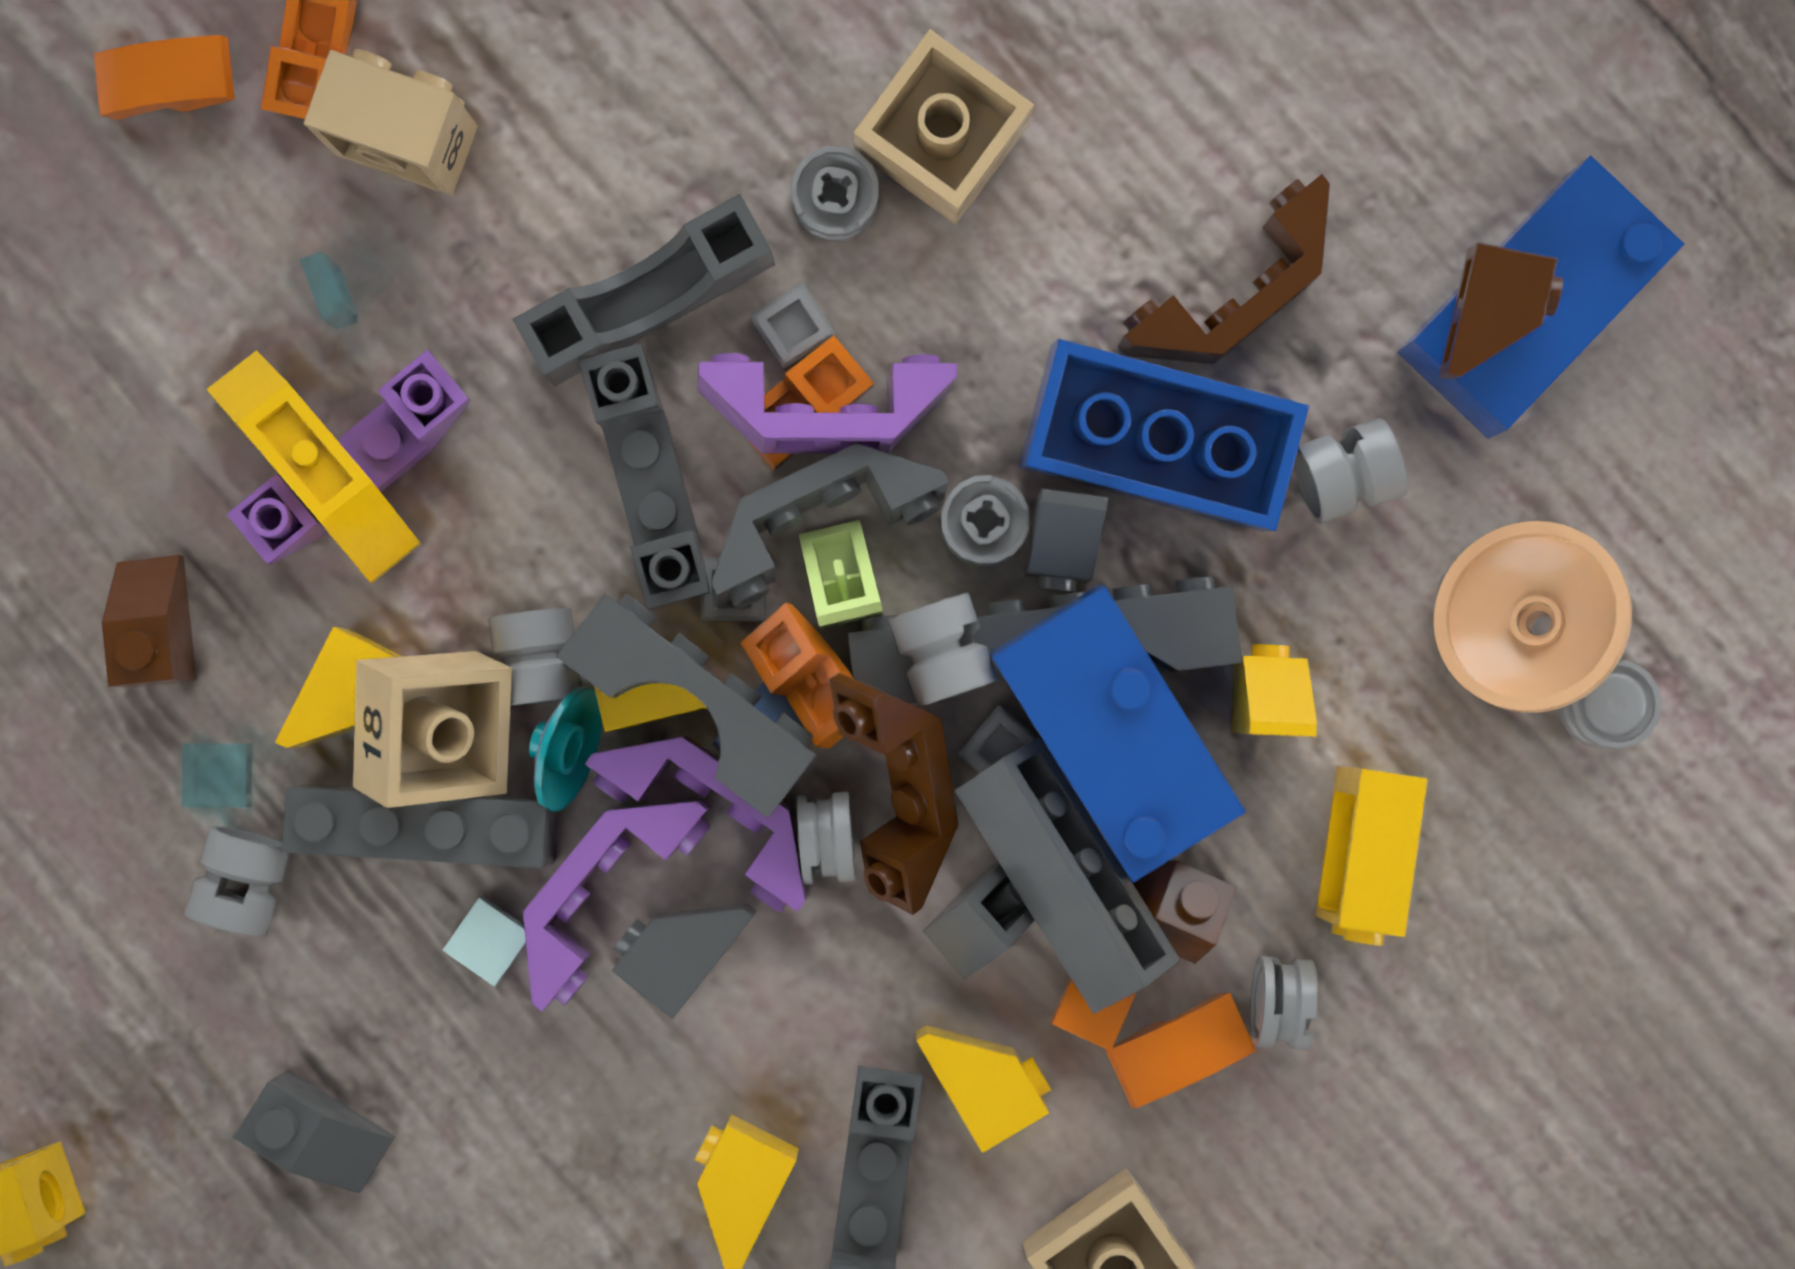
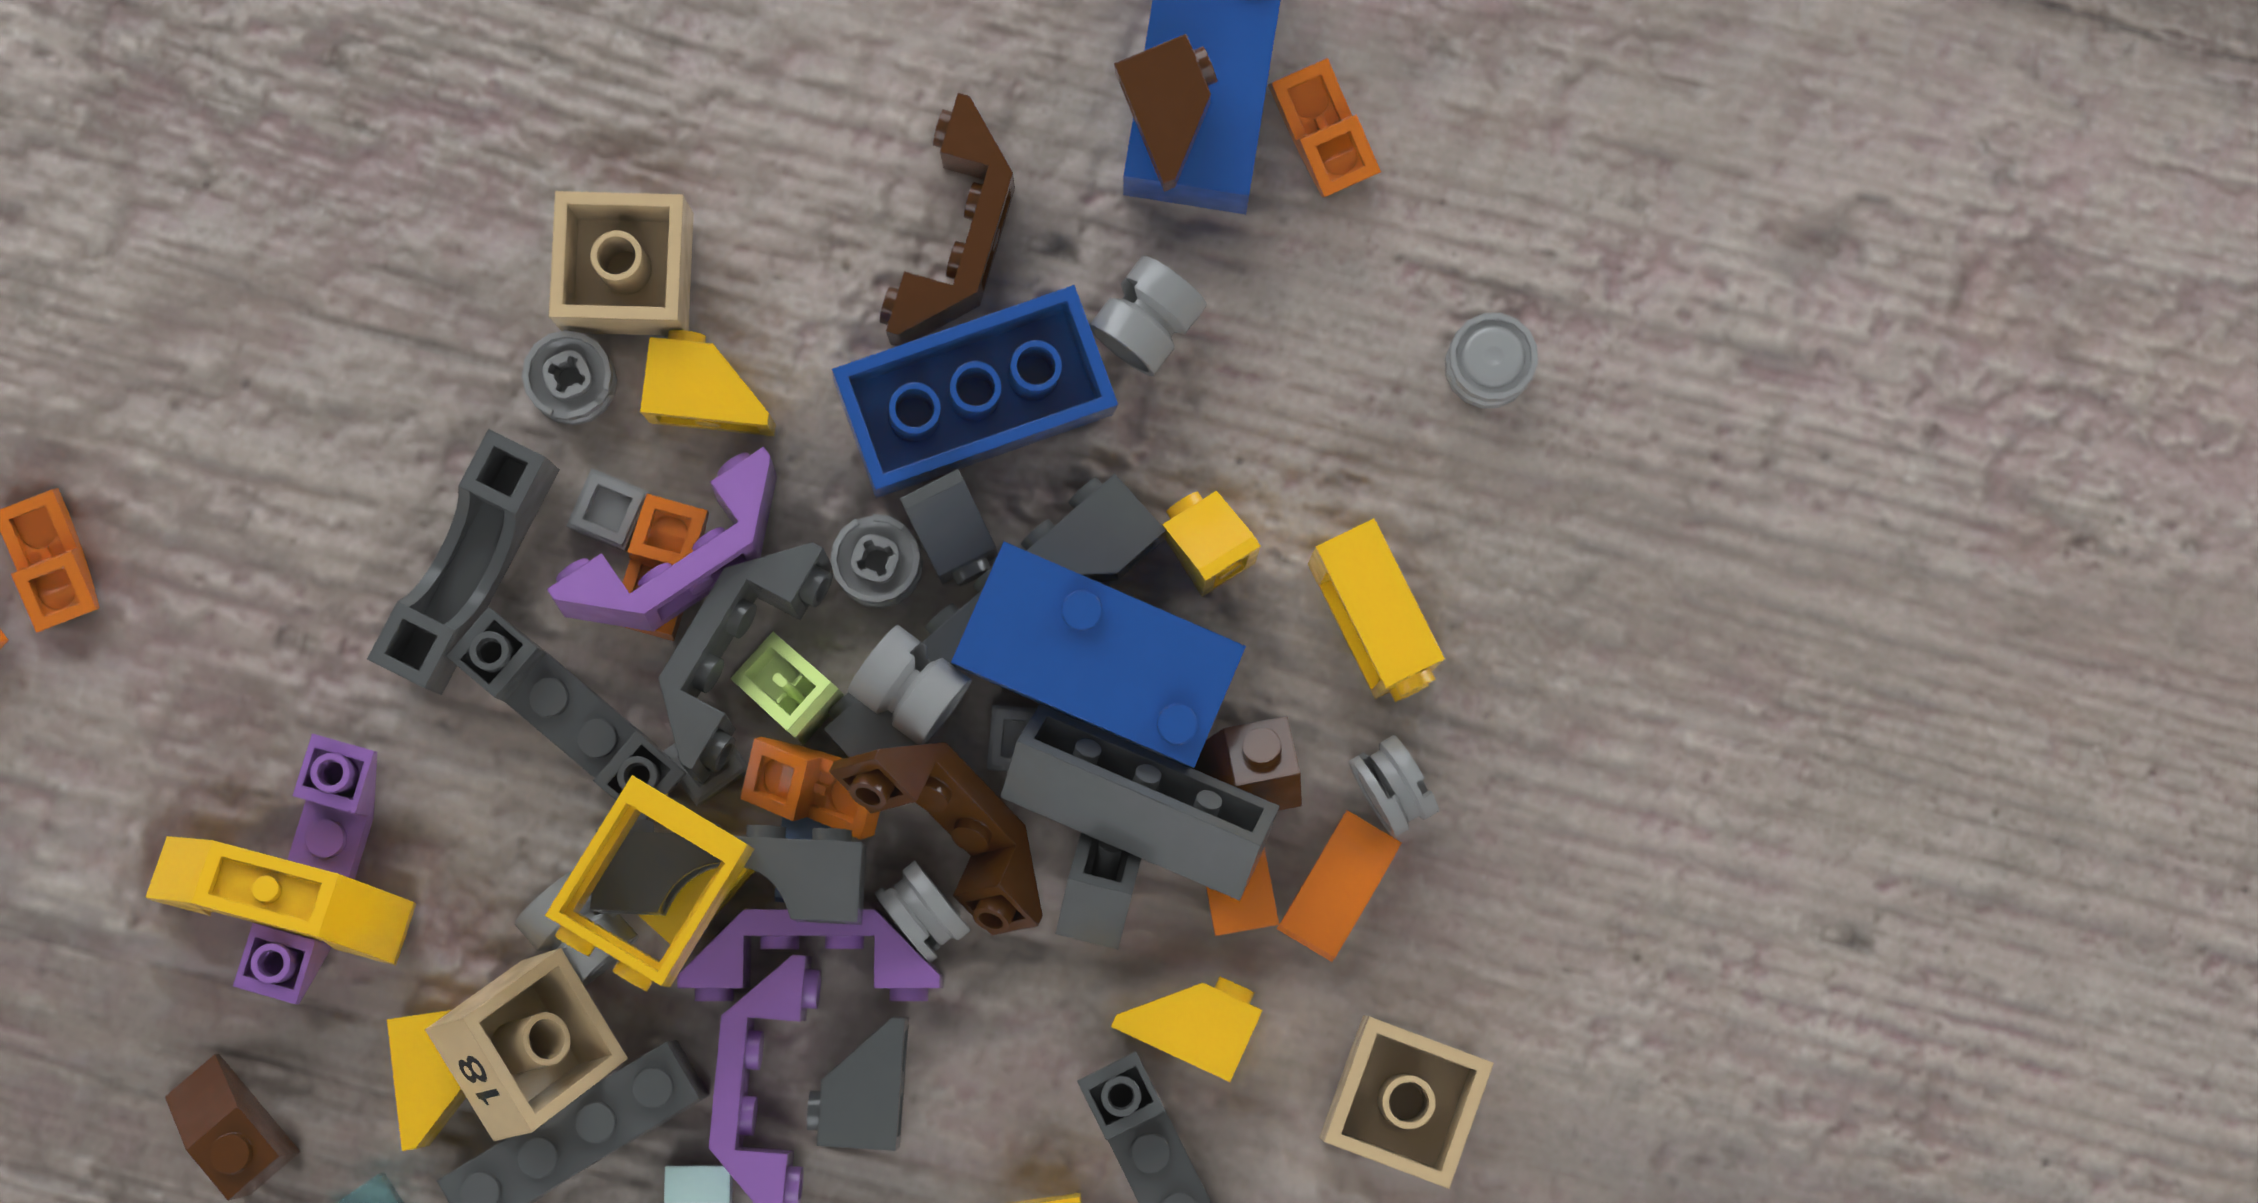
camera: 35 degrees left, 5 degrees down
(329, 290) = (196, 743): clear light blue tile -> none
(392, 120) = (156, 565): tan brick -> none
(538, 678) = (585, 934): none -> yellow window
(564, 747) = (660, 1010): teal dish -> none
(936, 276) = (697, 388): none -> yellow slope
(1507, 584) = (1342, 324): light nougat dish -> none
(1604, 410) = (1324, 128): none -> orange slope

